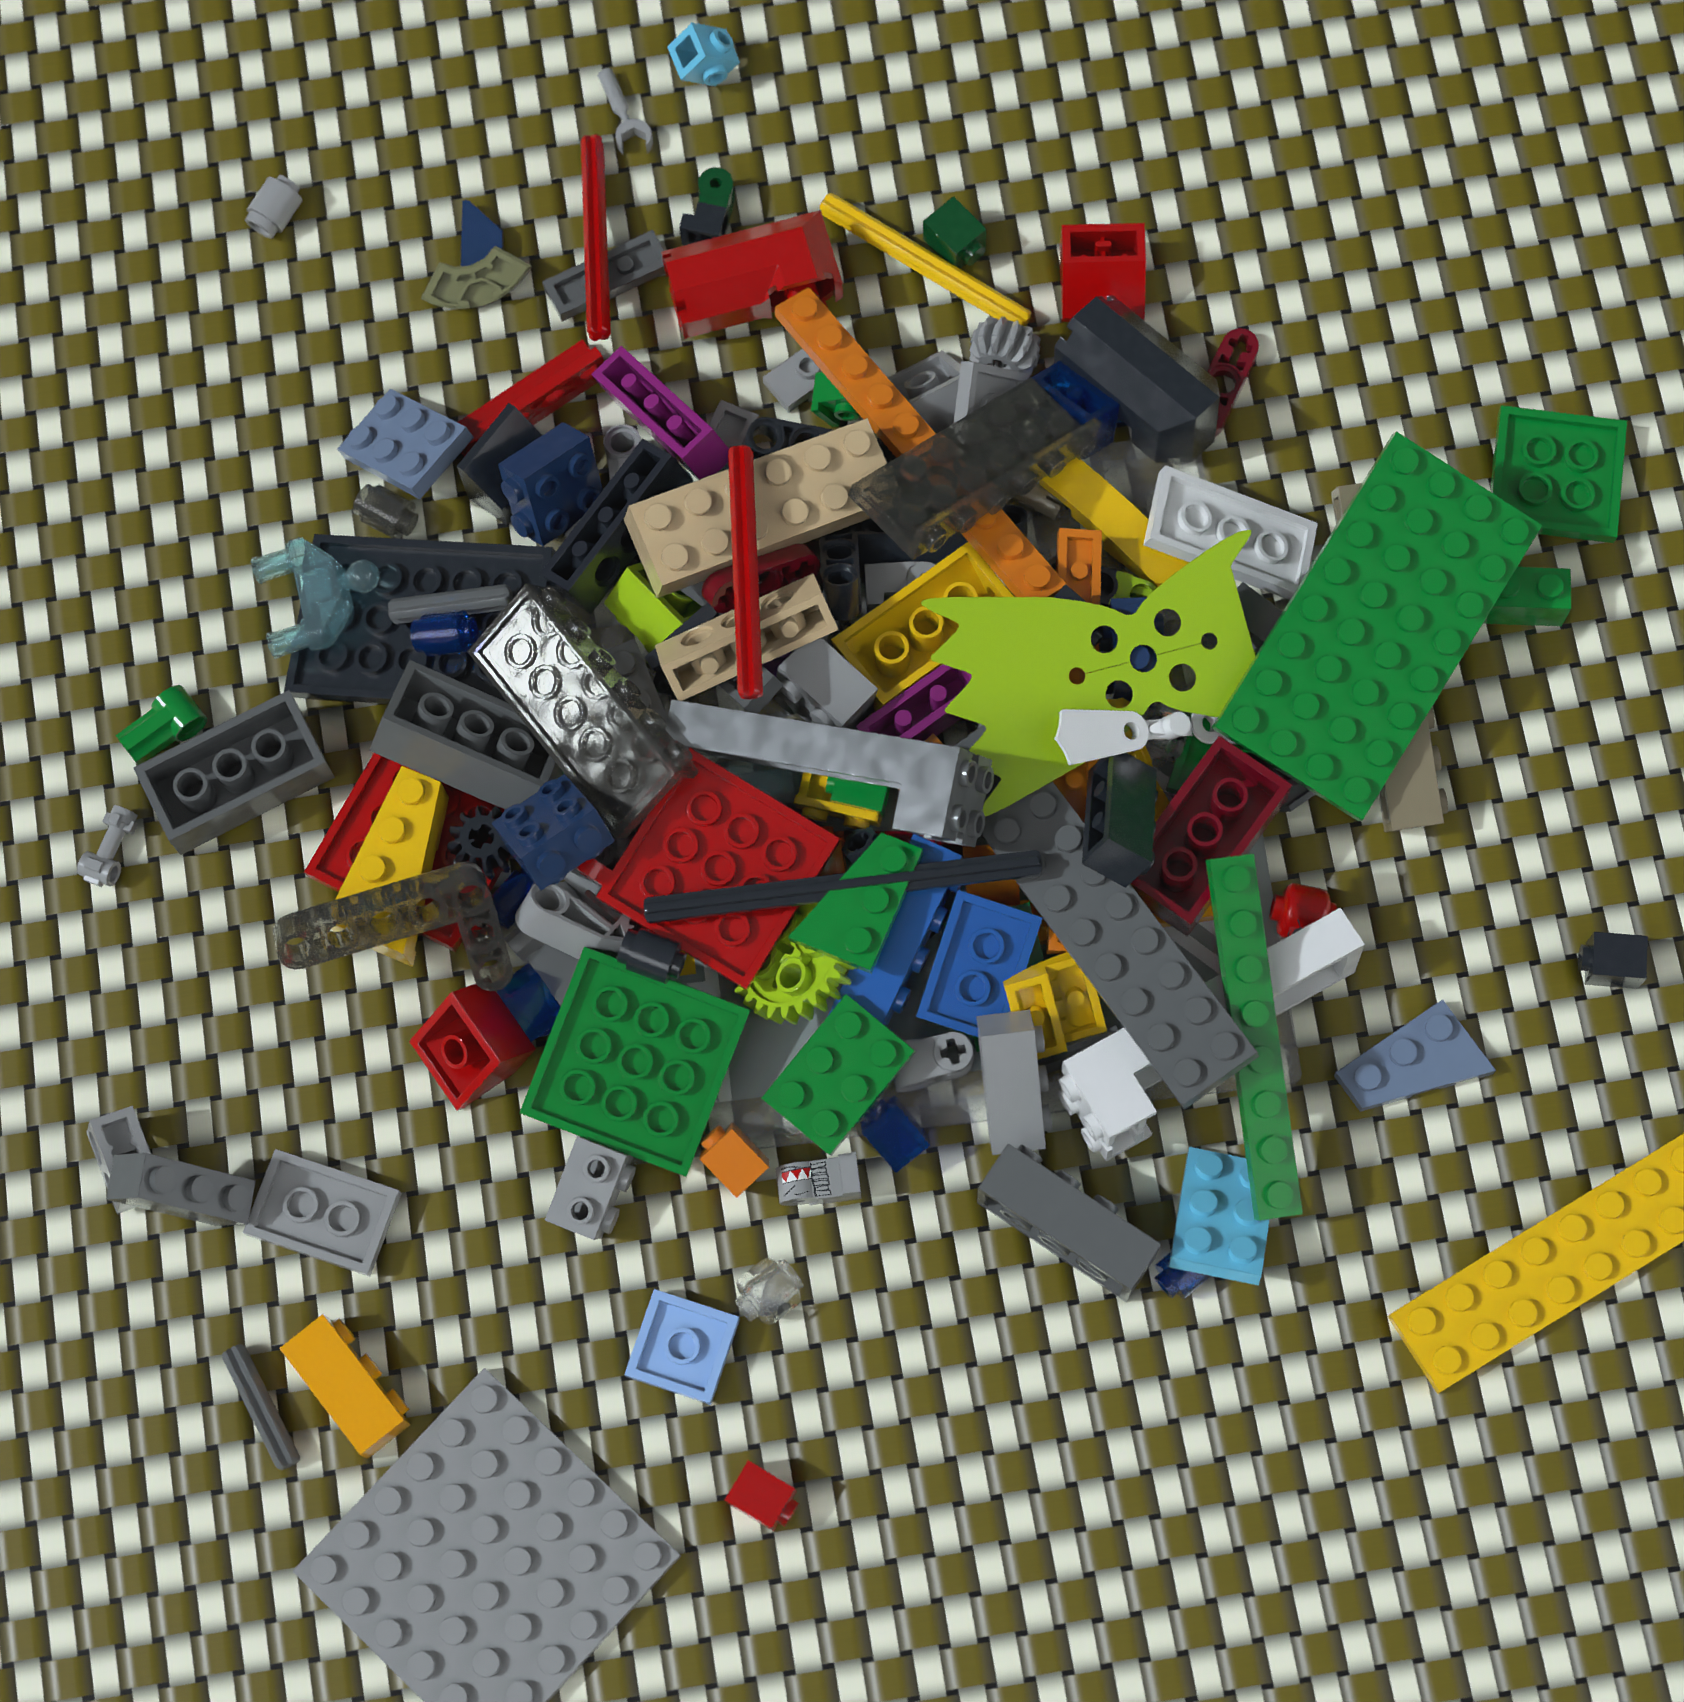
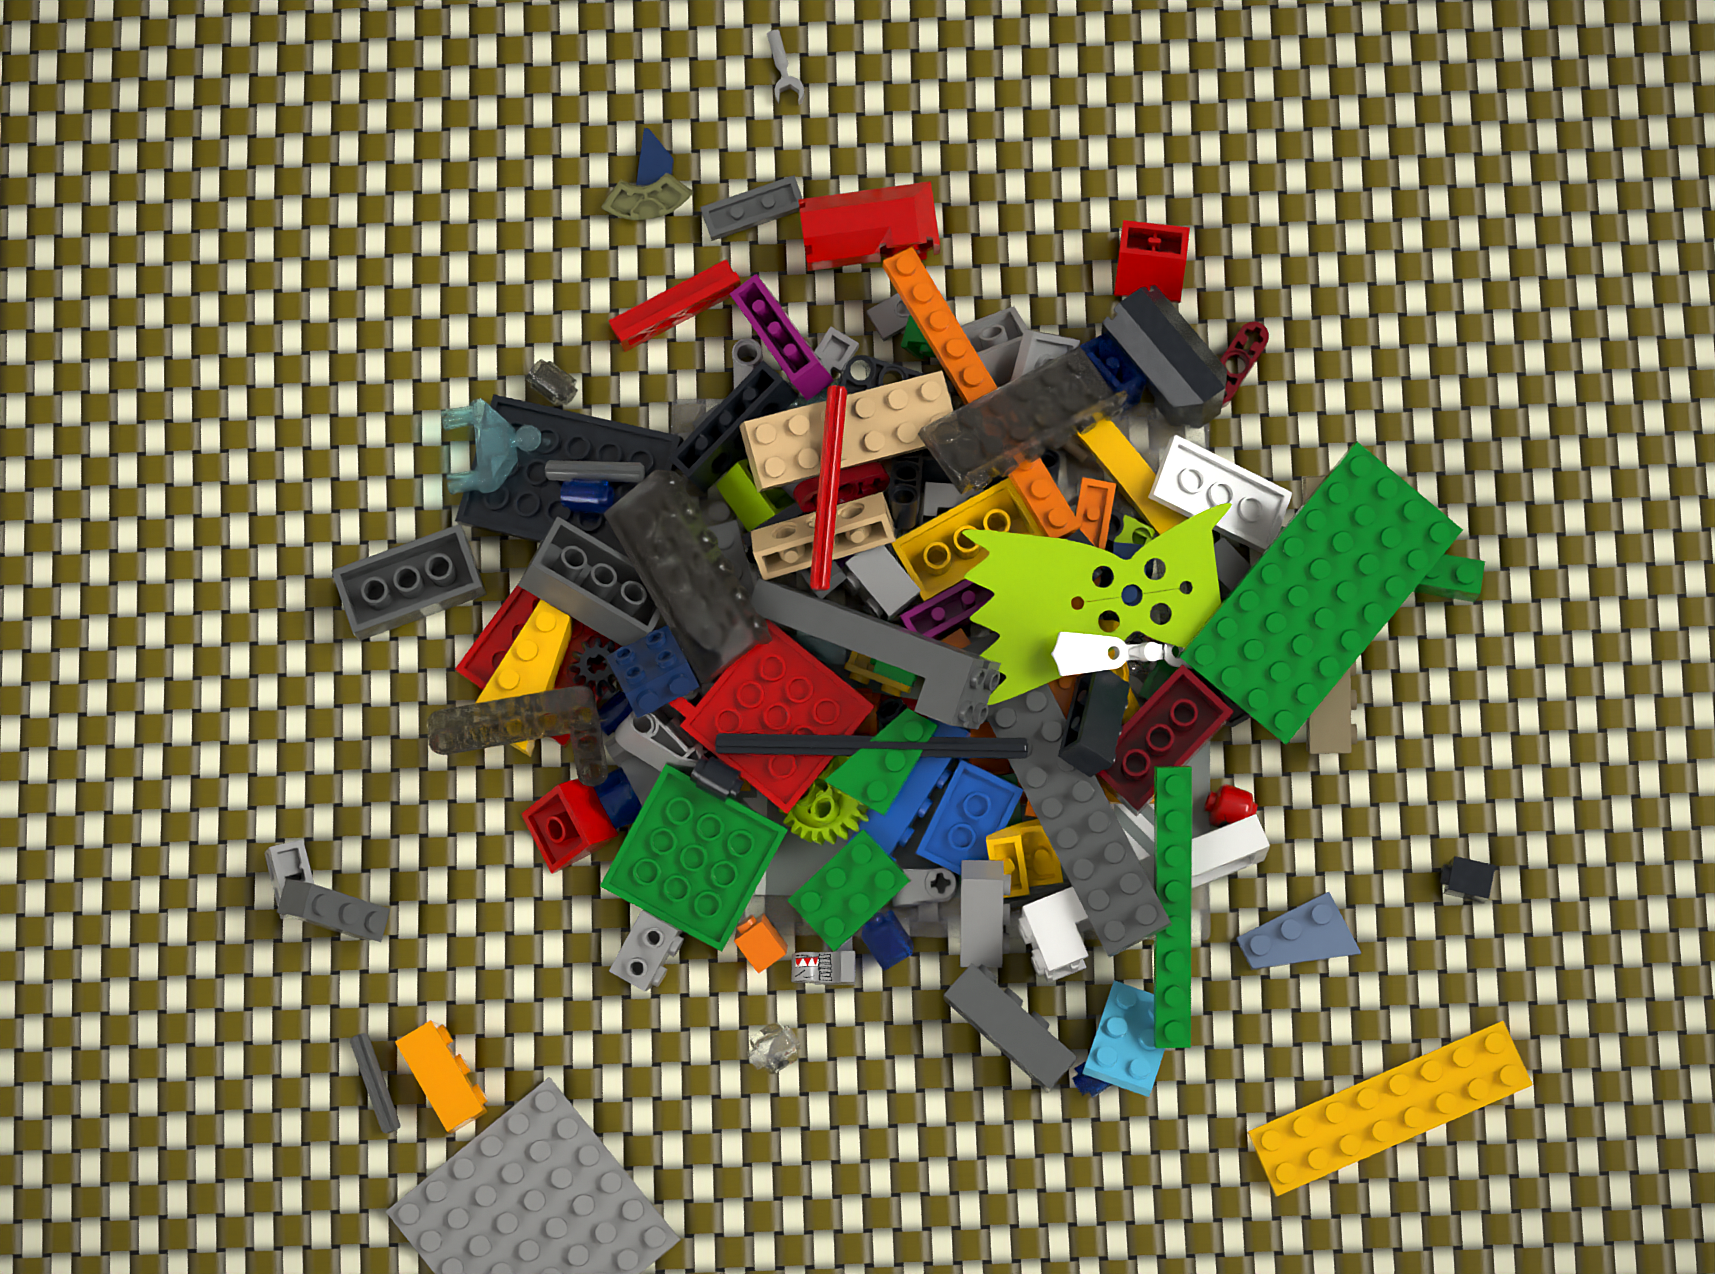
camera: 10 degrees right, 5 degrees up
(101, 867) = (295, 642): light grey bar -> none
(171, 718) = (364, 530): green piece -> none
(273, 206) = (491, 112): light grey brick -> none
(322, 1212) = (439, 939): light grey plate -> none
(405, 443) = (574, 330): sand blue plate -> none
(480, 466) = (654, 361): black slope -> none
(551, 483) = (686, 382): dark blue brick -> none
(595, 238) = (747, 176): red axle -> none
(682, 1346) = (702, 1081): light blue plate -> none
(703, 54) = (854, 31): medium azure brick -> none
(712, 209) = (845, 164): leg -> none
(763, 1497) = (748, 1205): red brick -> none
(922, 260) = (1010, 230): yellow axle -> none
(955, 234) = (1038, 212): dark green brick -> none
(1005, 345) = (1063, 314): light grey gear -> none
(1561, 470) = (1491, 477): green plate -> none

